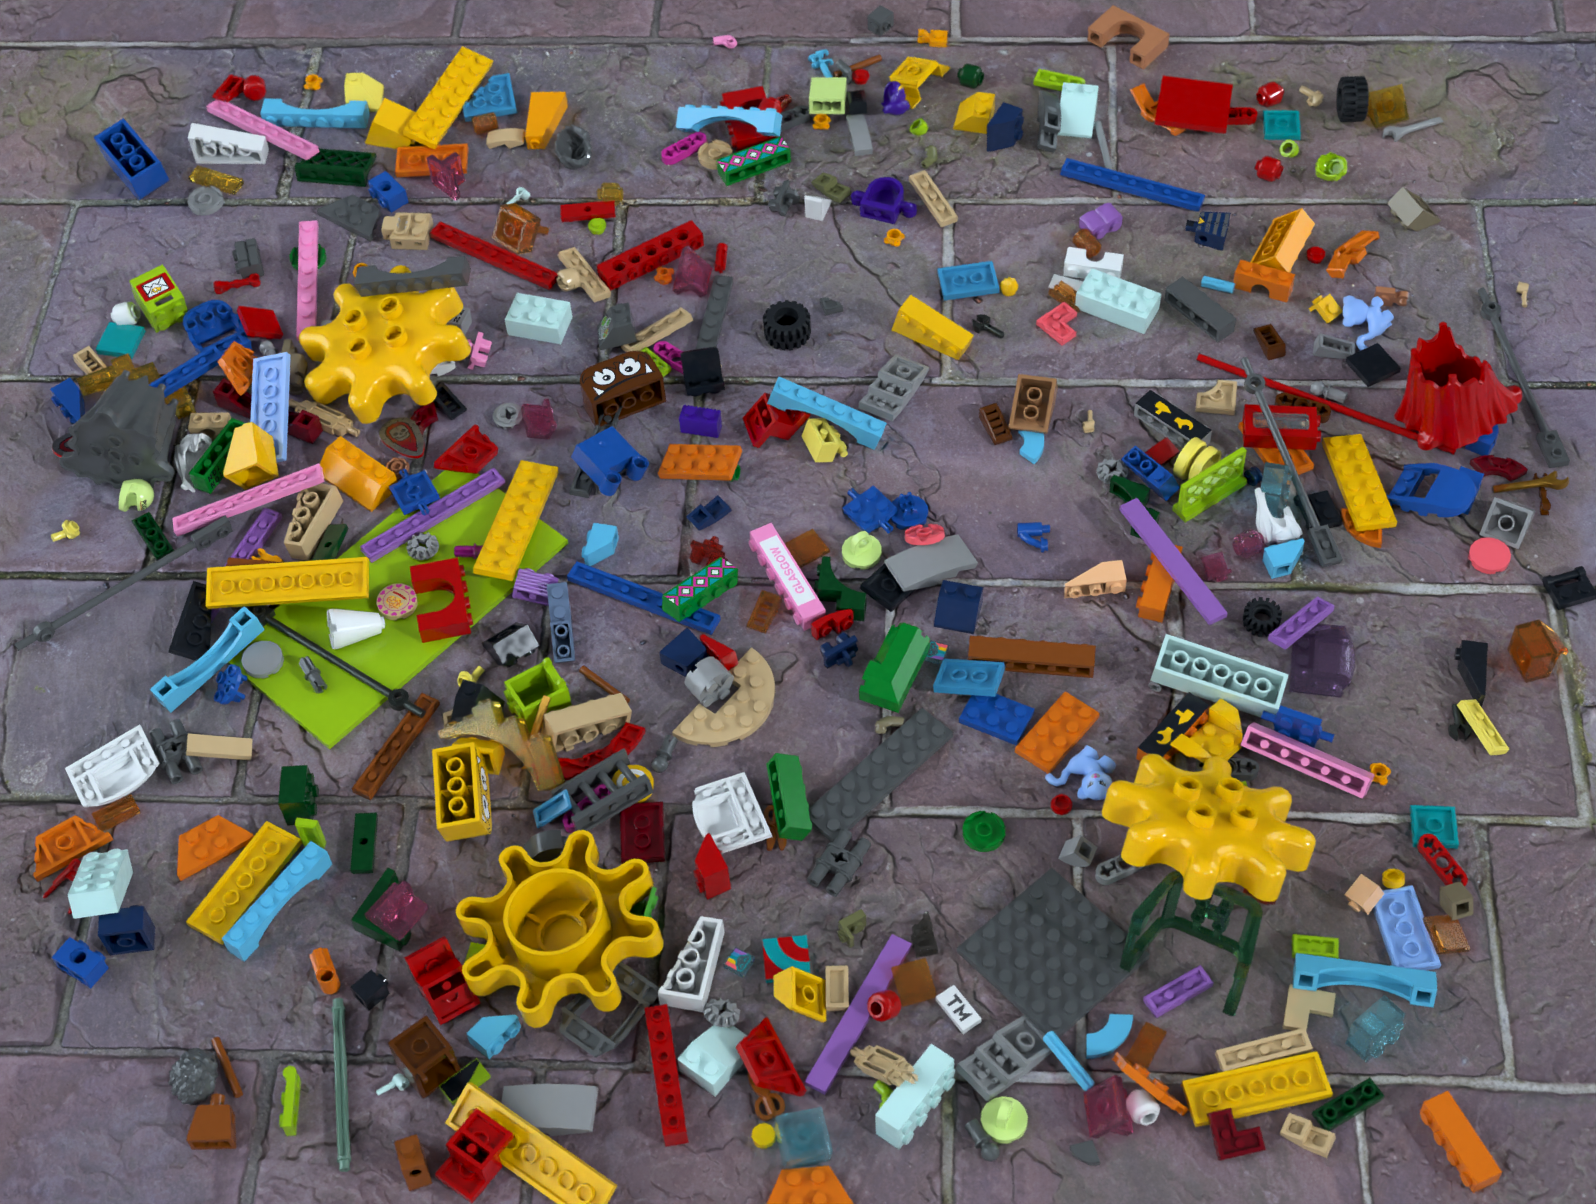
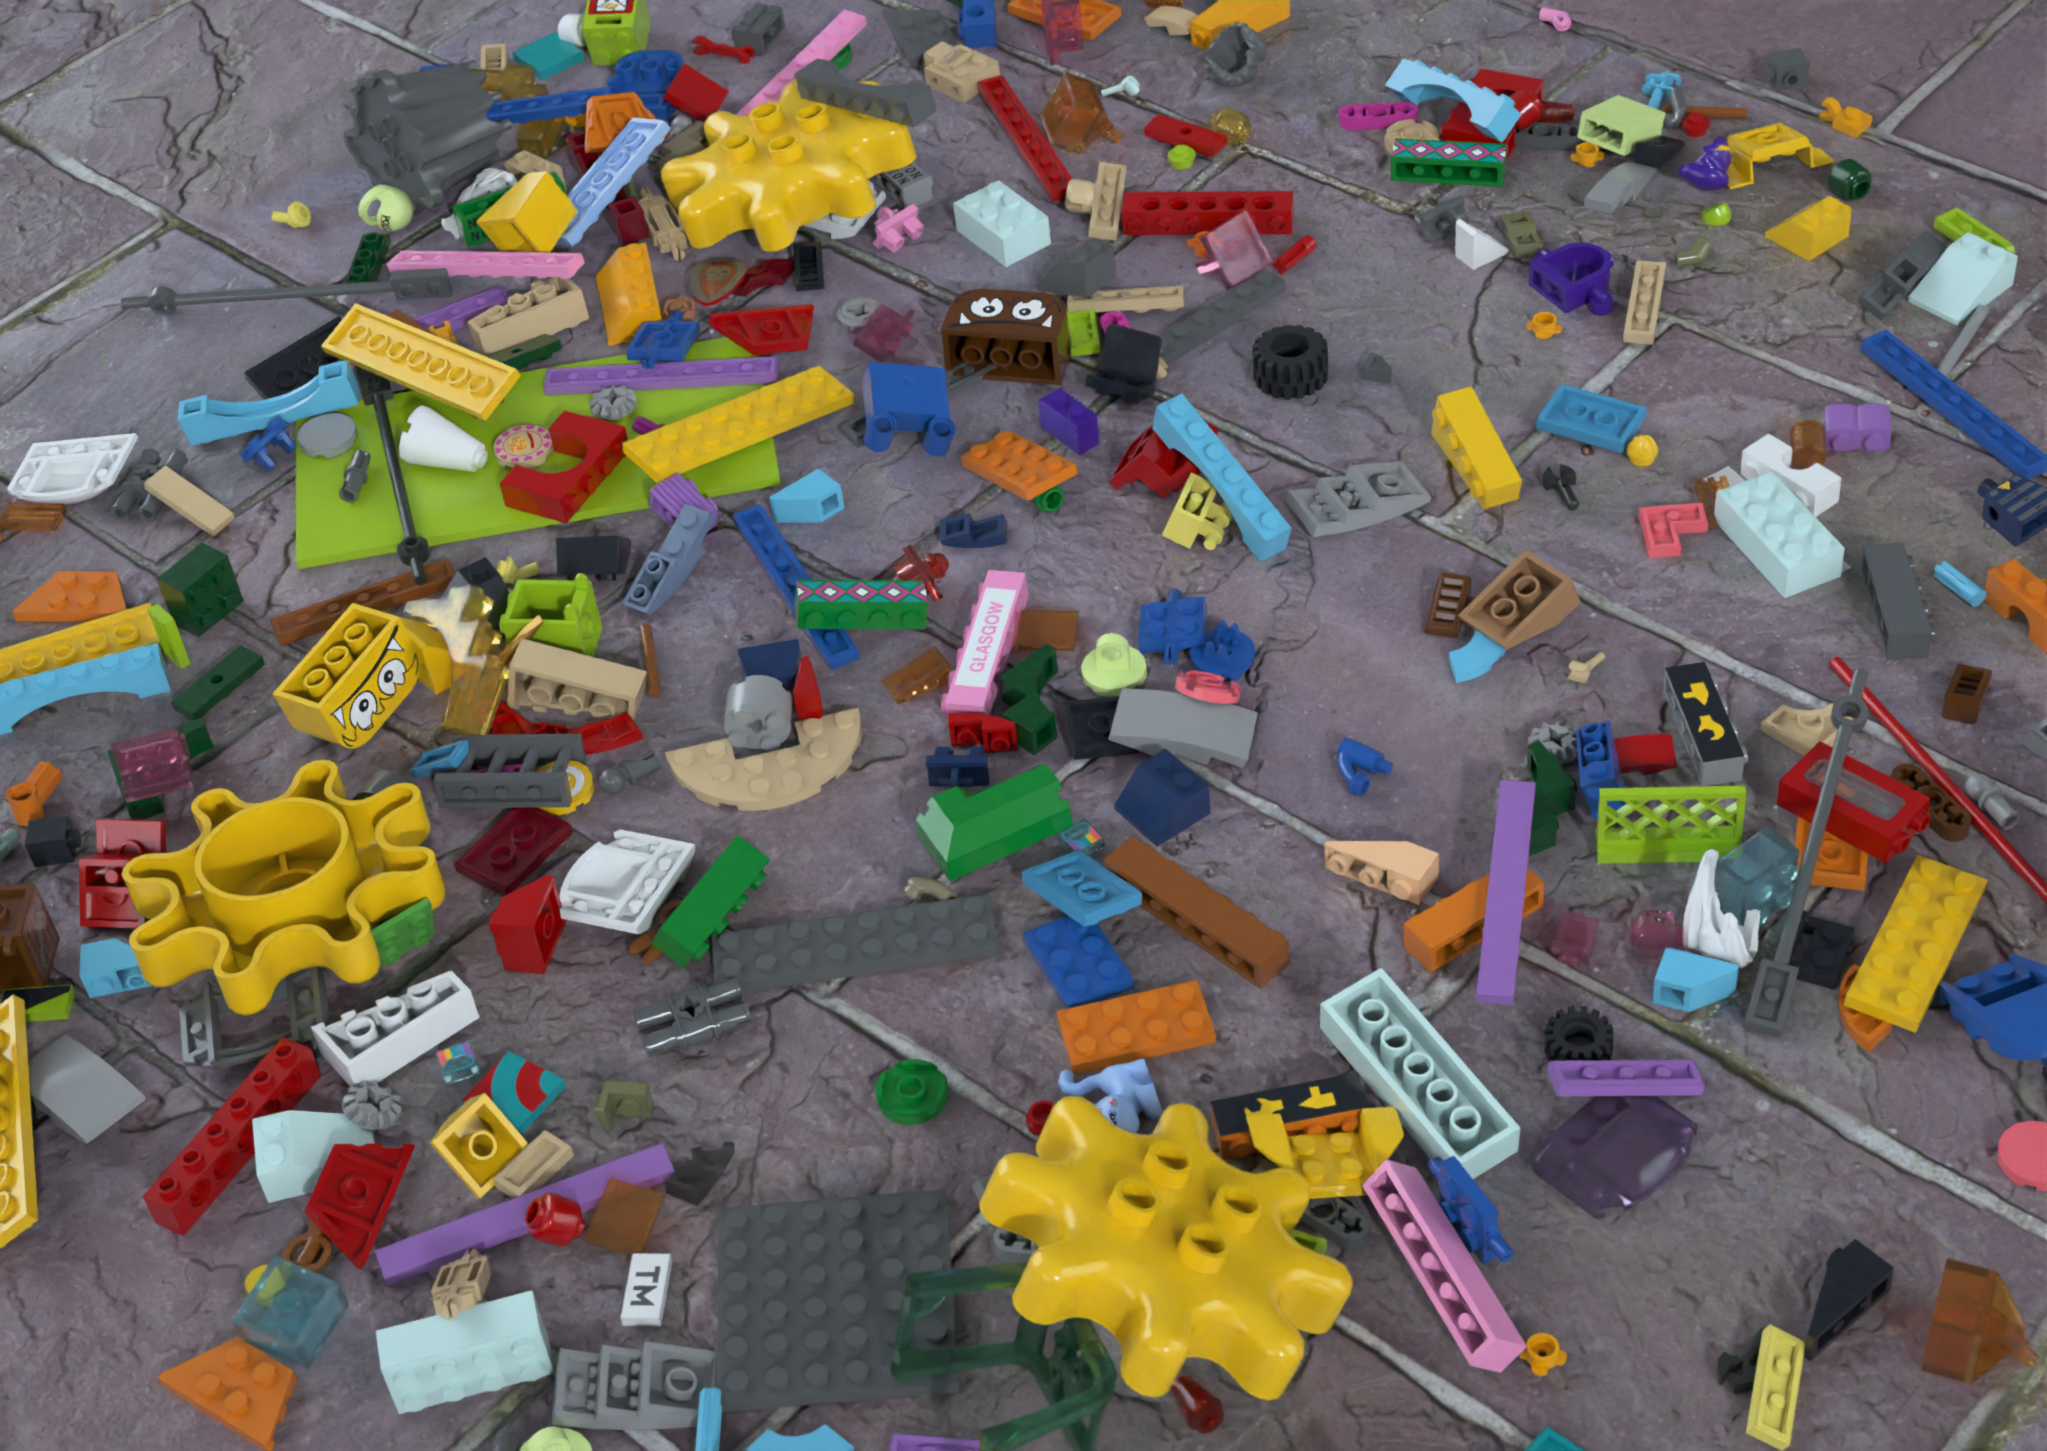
camera: 40 degrees right, 10 degrees down
(1005, 127) = (1824, 254): dark blue slope -> none
(1195, 458) = (1675, 766): light yellow wheel -> none

